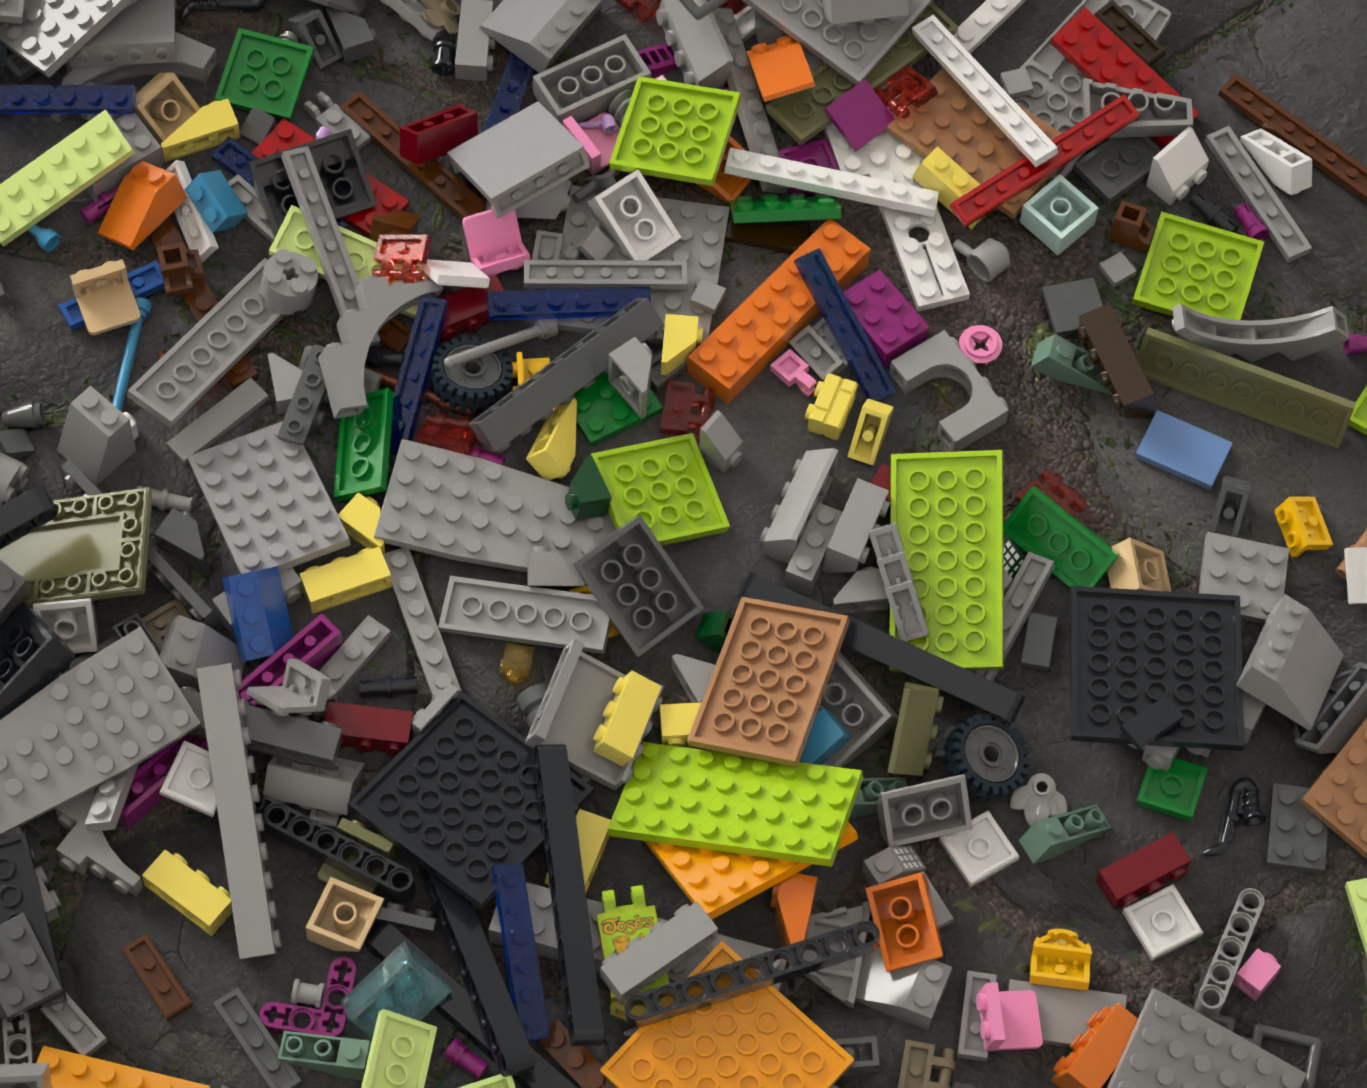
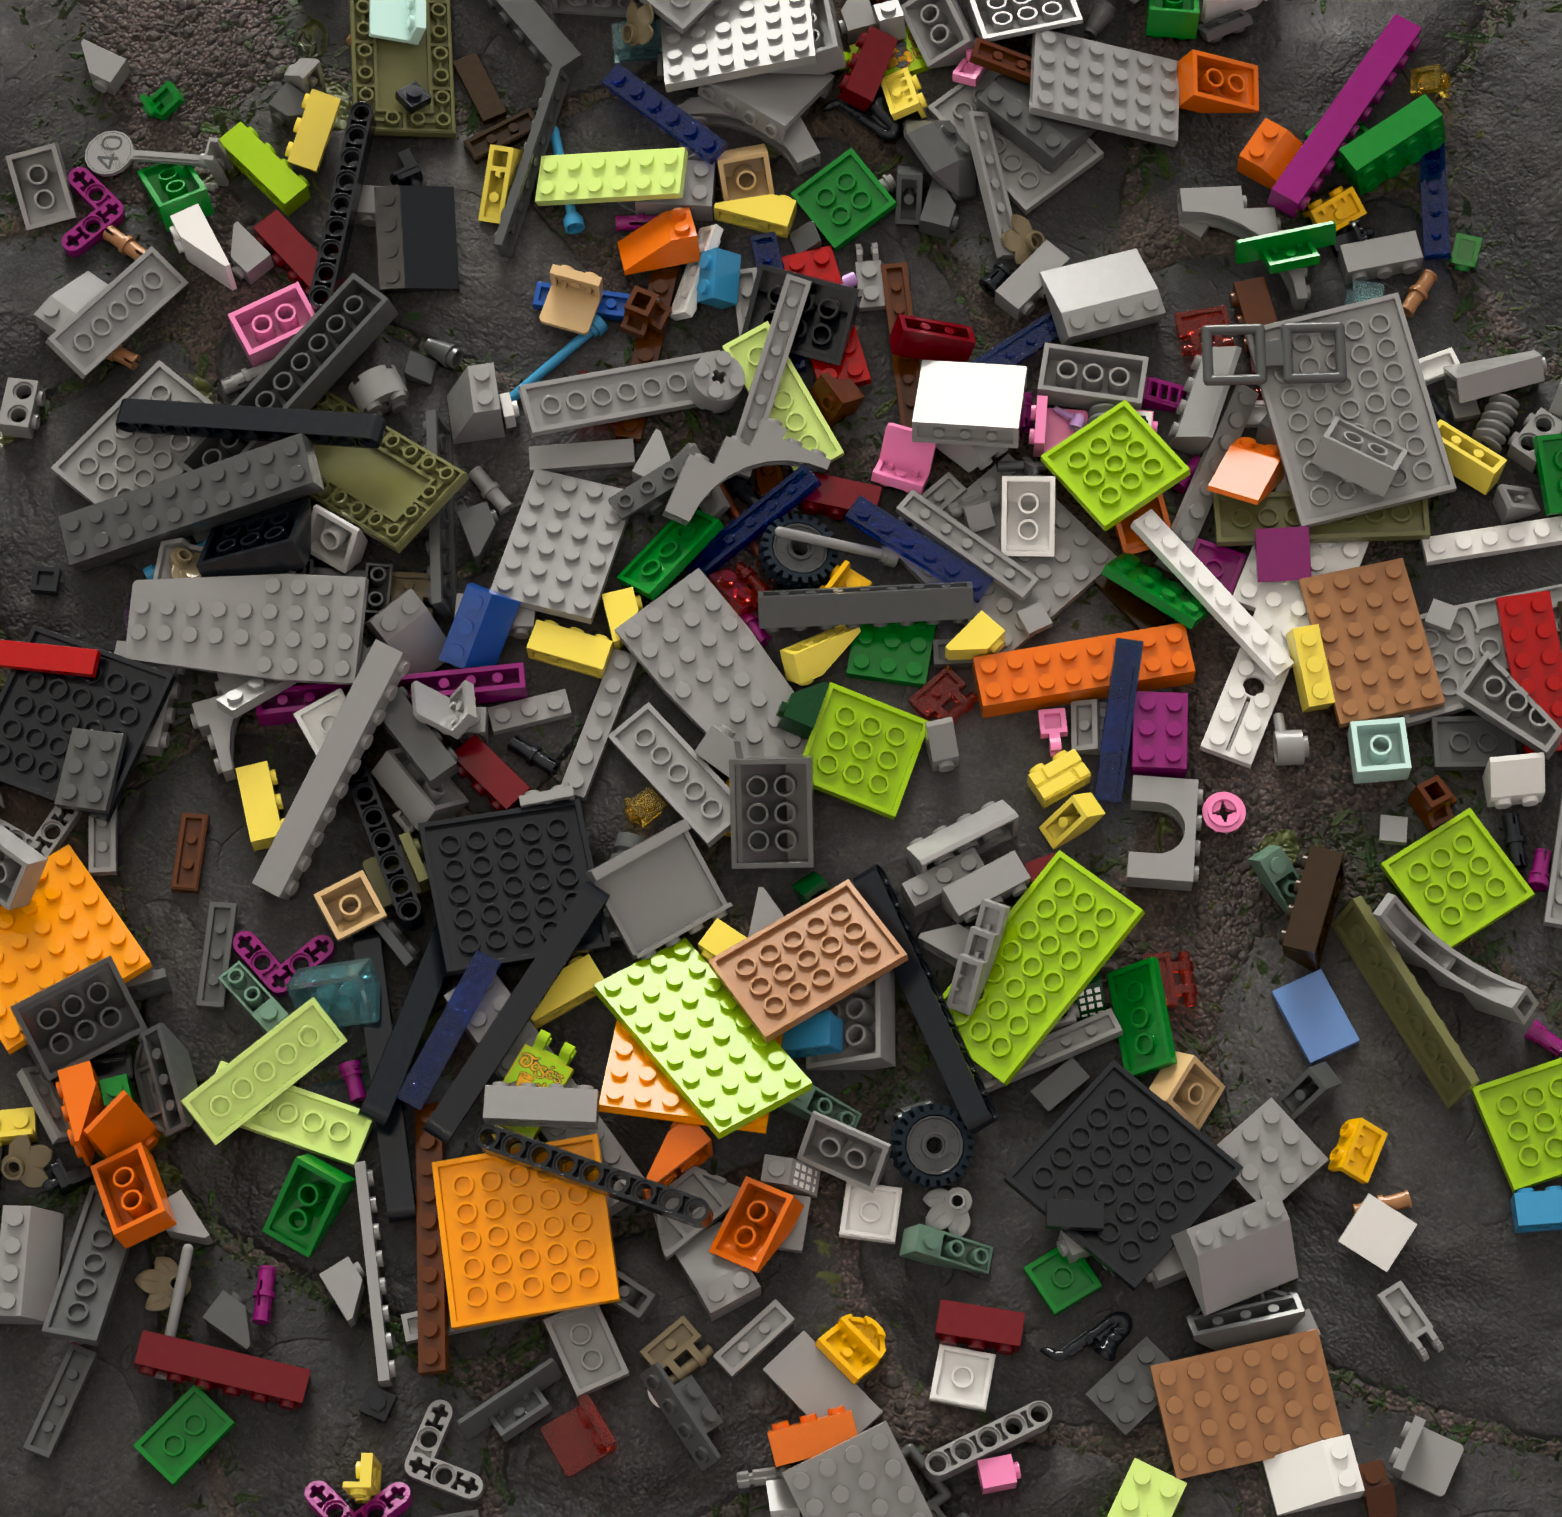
camera: 45 degrees right, 5 degrees up
(307, 993) = (281, 944): light grey bush -> none
(401, 250) = (822, 417): clear red plate -> none
(455, 273) = (847, 463): white tile -> none
(626, 718) = (680, 909): light yellow brick -> none
(631, 374) = (917, 639): light grey slope -> none
(912, 90) = (1343, 563): clear red plate -> none
(915, 730) = (888, 1081): olive slope -> none
(984, 91) = (1395, 604): white plate -> none
(1008, 1019) = (770, 1359): bright pink bracket -> none
(1024, 174) = (1396, 697): red tile -> none
(1069, 301) = (1329, 830): dark grey tile -> none

